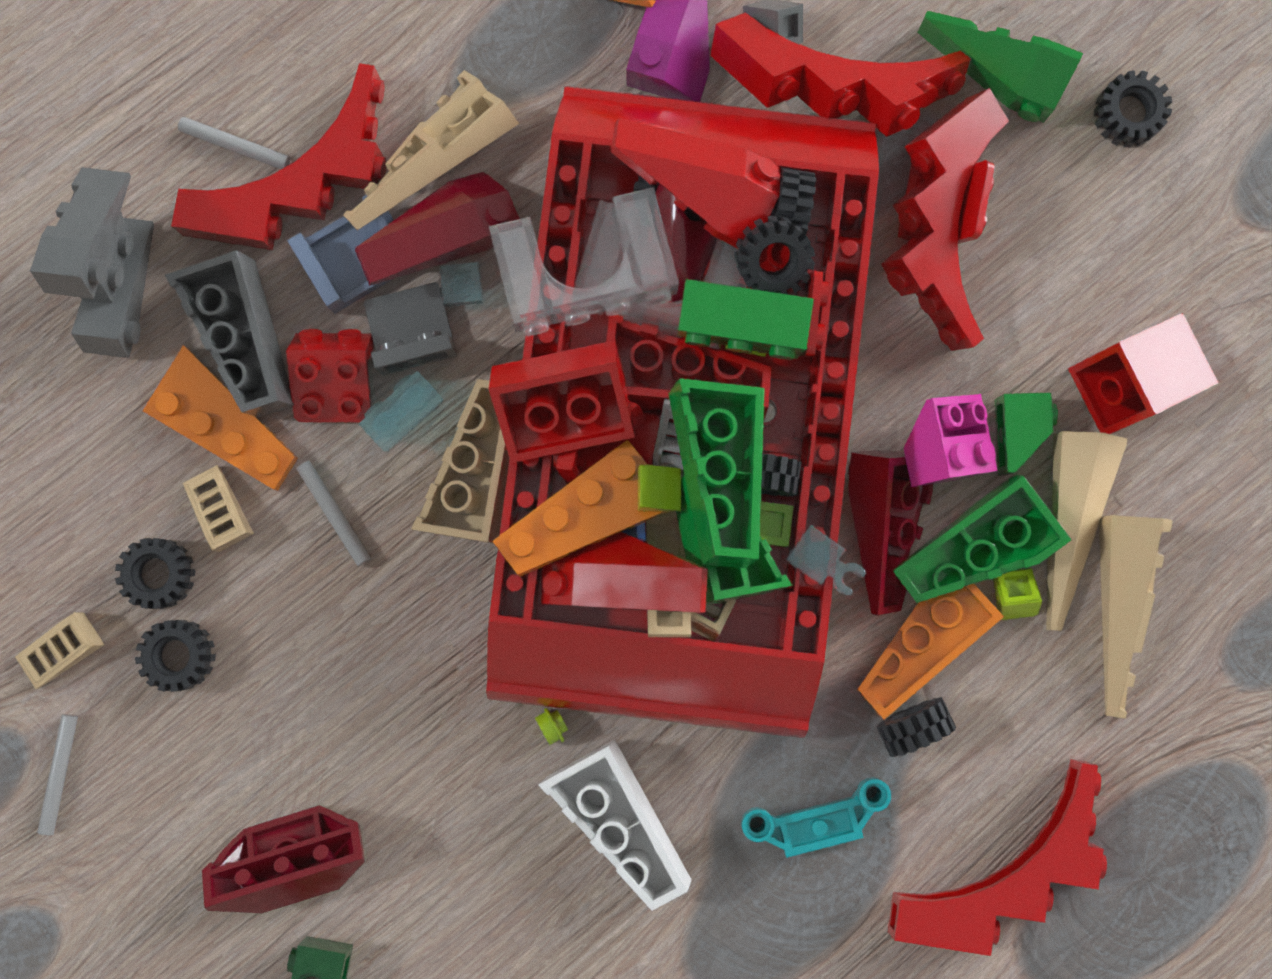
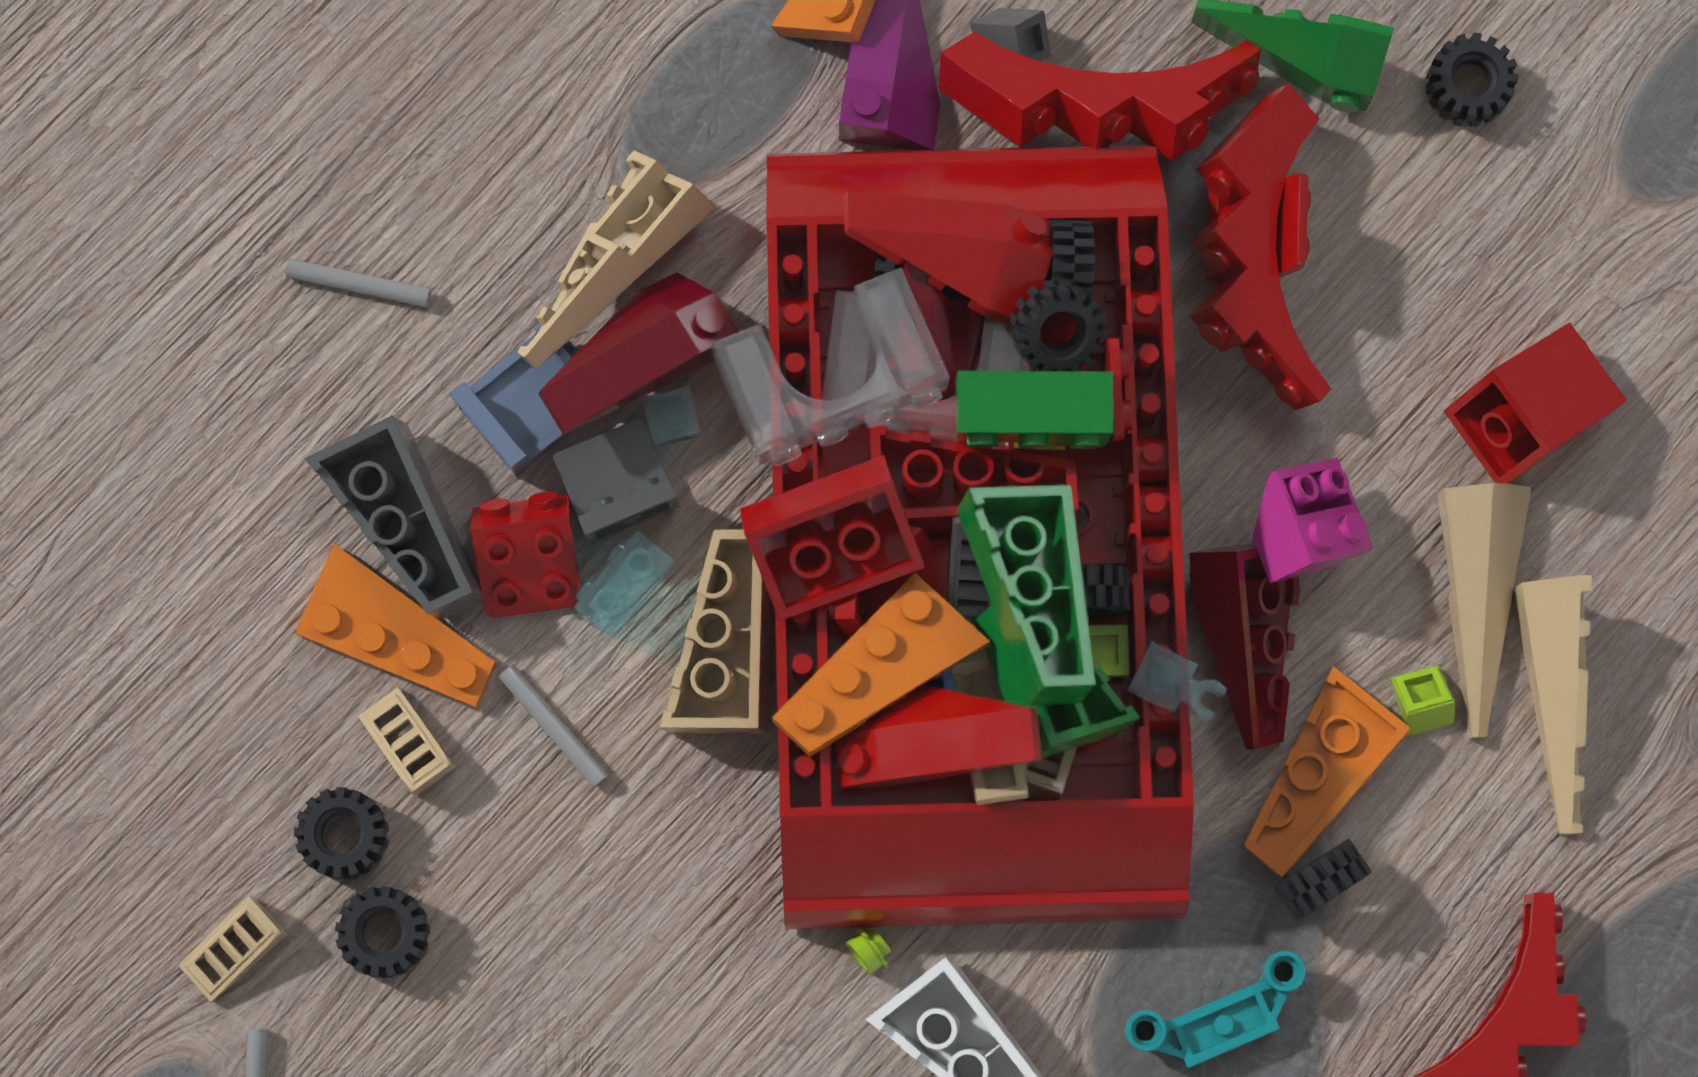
camera: 10 degrees left, 5 degrees down
(100, 260) = (226, 456): dark grey wedge -> none
(303, 189) = (500, 282): red arch -> none
(659, 488) = (962, 624): lime slope -> none
(993, 537) = (1379, 634): green wedge -> none
(1021, 427) = (1396, 489): green slope -> none

